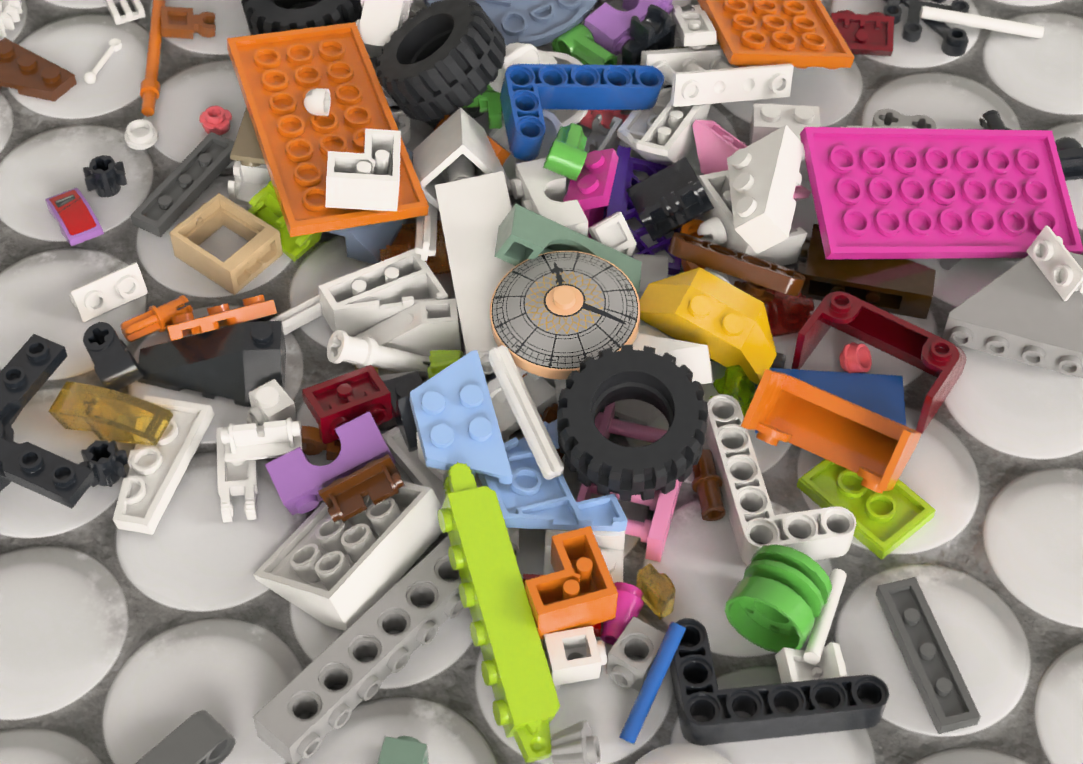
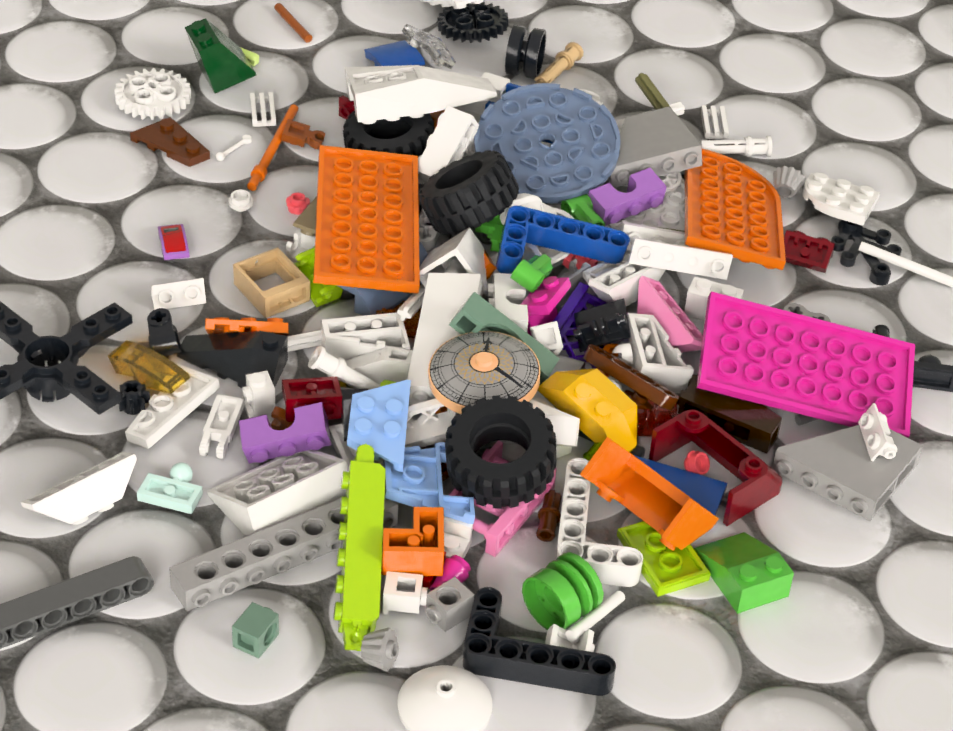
camera: 15 degrees right, 10 degrees down
(91, 629) = (85, 492): none -> white wedge
(105, 176) = (204, 220): black gear -> none
(154, 320) = (198, 319): orange axle -> none
(183, 185) = (256, 239): dark grey plate -> none
(208, 591) = (171, 492): none -> light aqua plate
(261, 442) = (232, 405): white hinge -> none
(318, 102) = (367, 199): white hinge -> none
(346, 494) = (305, 447): reddish brown hinge -> none
(366, 178) = (379, 254): white brick -> none
(526, 412) = (429, 429): white axle -> none
(652, 683) = (450, 621): blue bar -> none
(653, 33) = (637, 211): black plate -> none
(657, 590) = (481, 568): clear yellow plate -> none
(694, 27) = (670, 215): white hinge -> none
(764, 186) = (666, 326): white wedge -> none
(927, 655) = (659, 660): dark grey plate -> none
(975, 492) = (747, 571): none -> bright green slope

